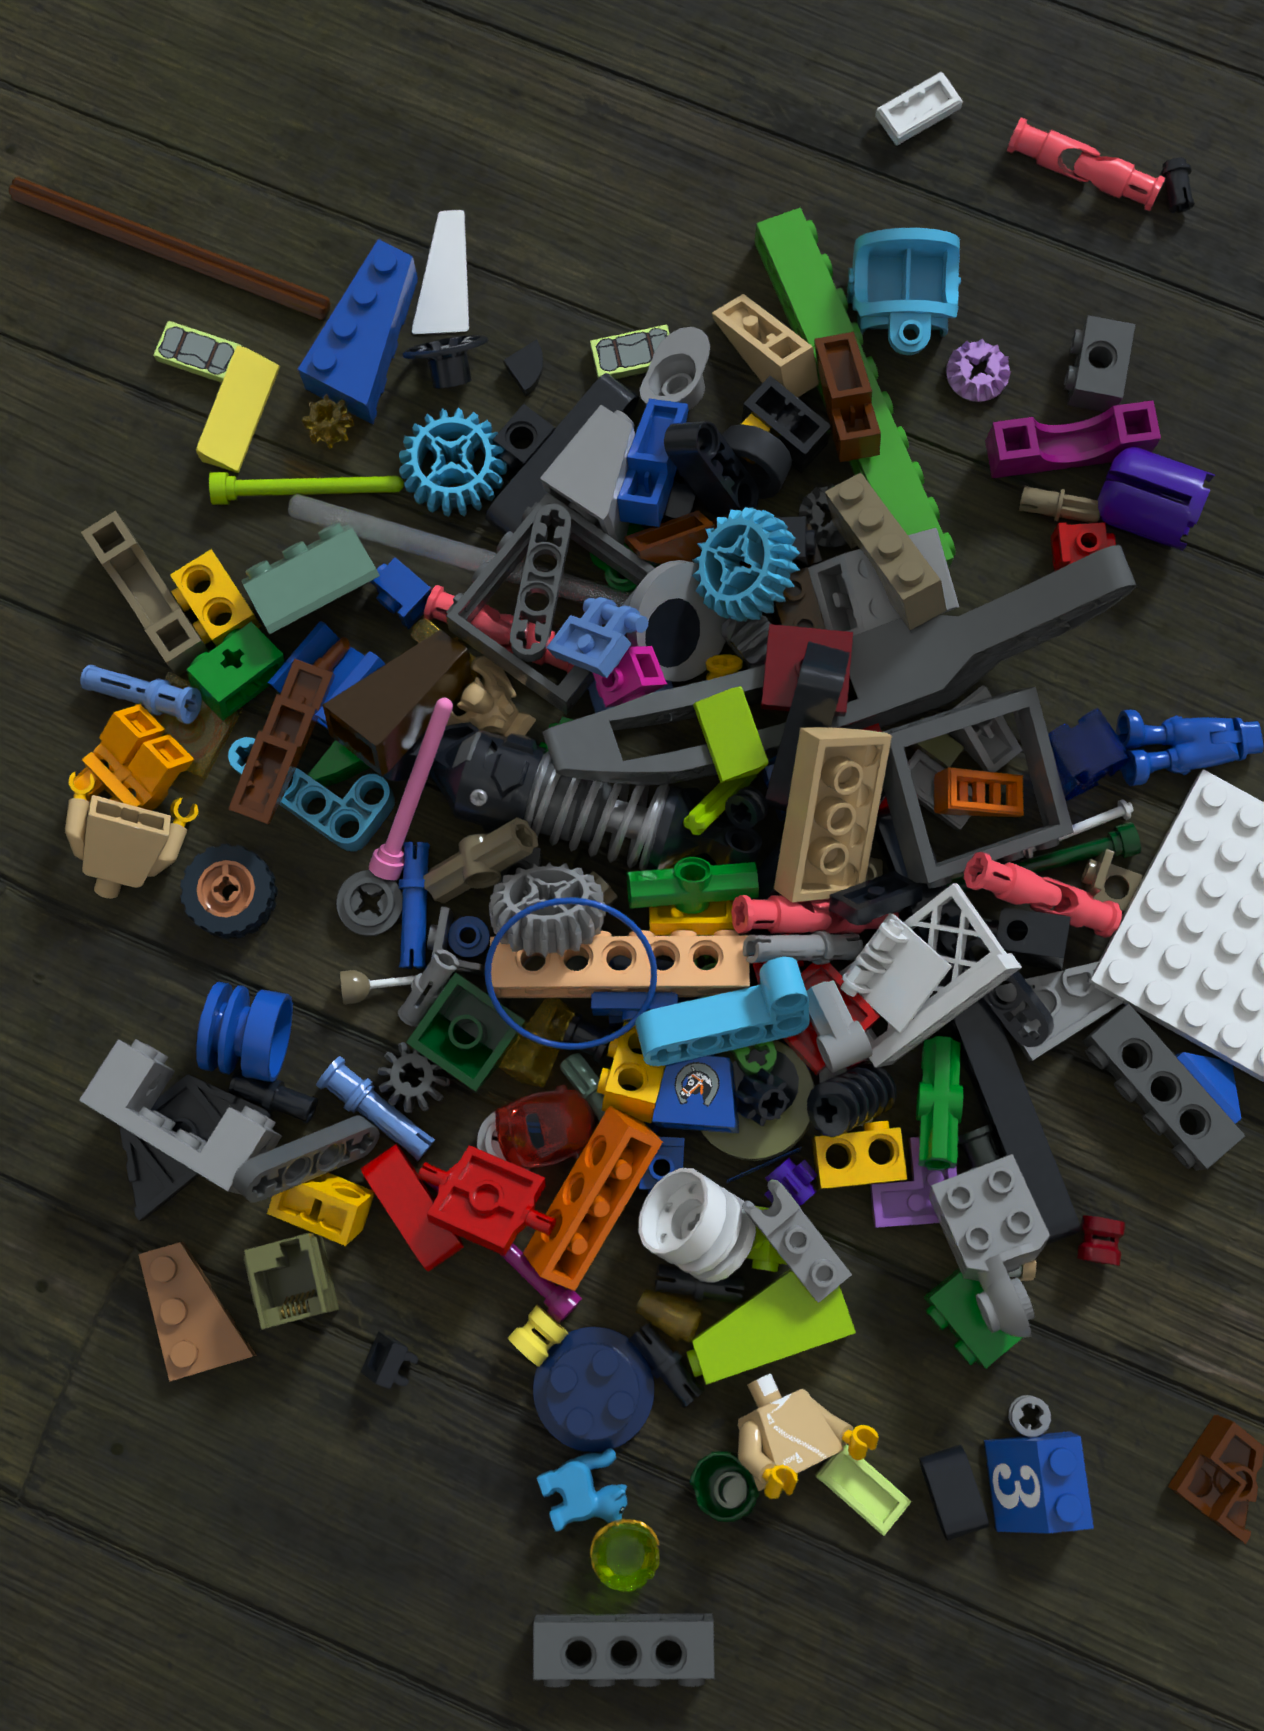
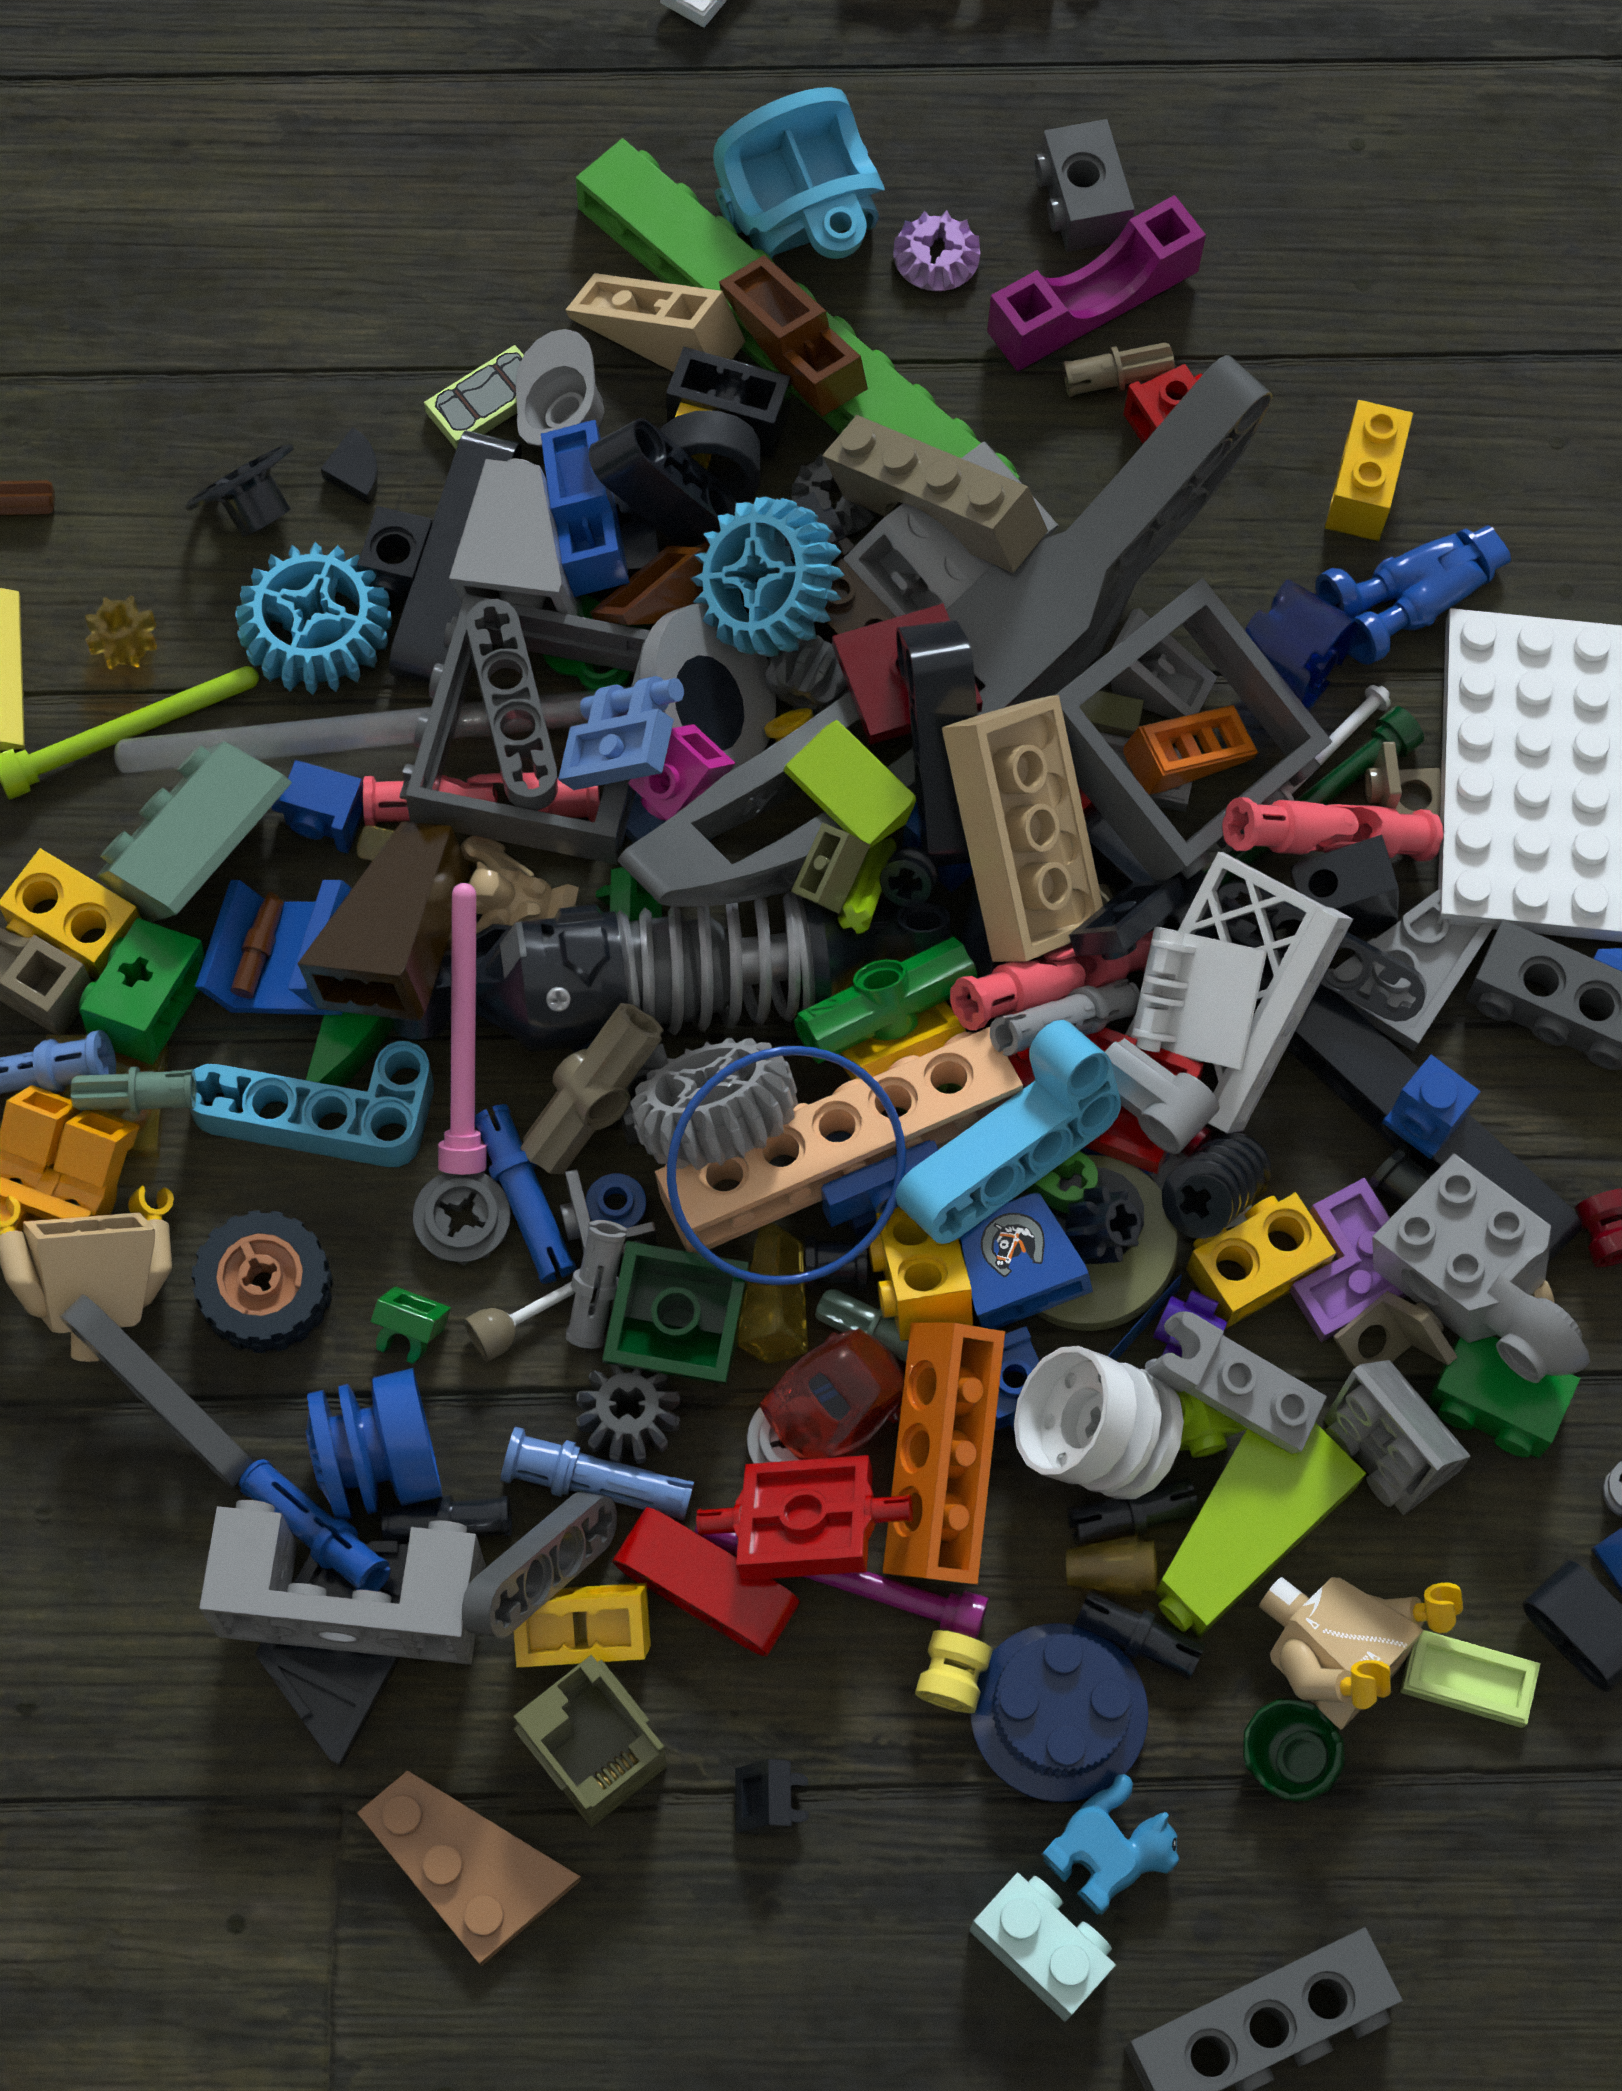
camera: 30 degrees left, 10 degrees down
(129, 937) = (156, 1390): none -> dark grey beam
(198, 738) = (135, 1090): none -> sand green axle
(201, 1104) = (330, 1540): none -> blue pin
(281, 742) = (253, 1048): reddish brown slope -> none
(307, 955) = (408, 1315): none -> green tile
(362, 333) = (117, 507): blue wedge -> none
(444, 288) = (196, 413): white sticker -> none
(510, 1535) = (1042, 1945): none -> light aqua brick
(625, 1554) = (1206, 1901): clear neon green hair -> none
(691, 785) = (830, 868): none -> olive piece
(889, 1317) = (1393, 1436): none -> light grey slope
(927, 1246) = (1404, 1327): none -> dark tan bracket
(939, 1103) = (1329, 1144): green piece -> none
(1014, 1114) = (1431, 1106): none -> blue brick
(1153, 496) = (1230, 307): dark purple cylinder -> none
(1195, 649) = (1368, 470): none -> yellow brick

